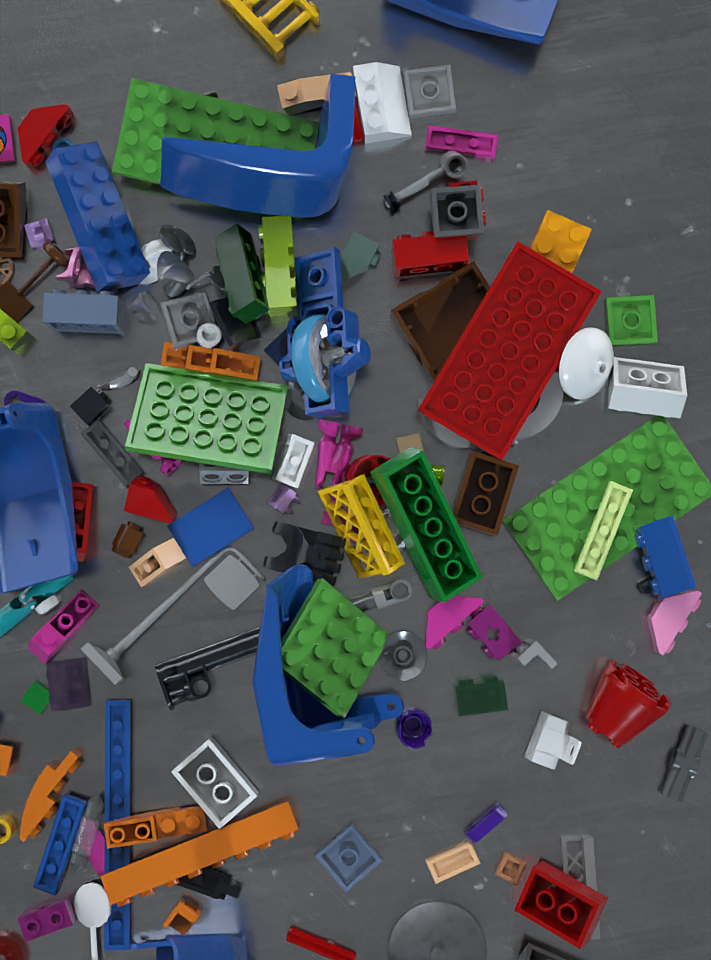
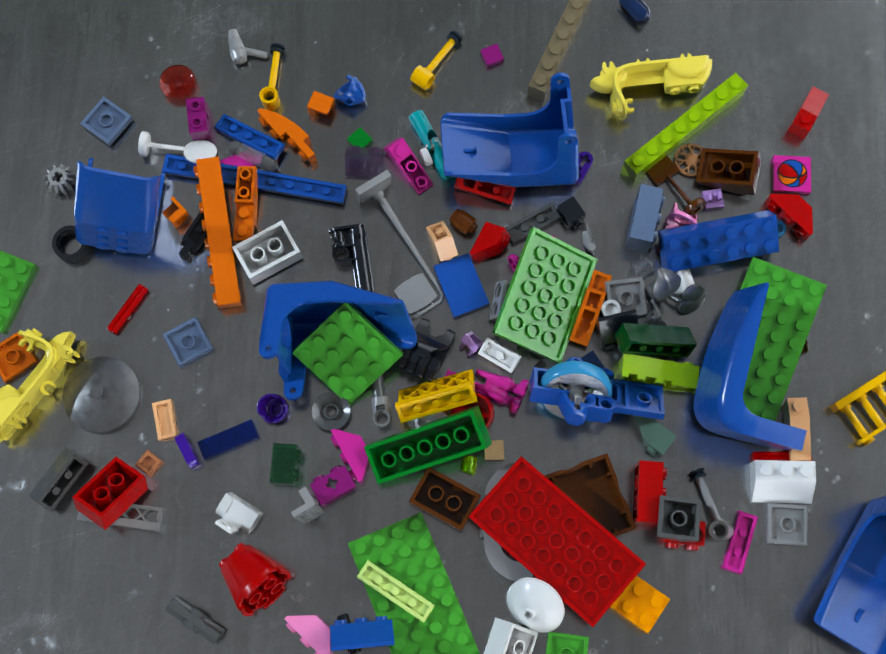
camera: 105 degrees right, 10 degrees down
(462, 775) = (228, 439): none -> clear blue tile

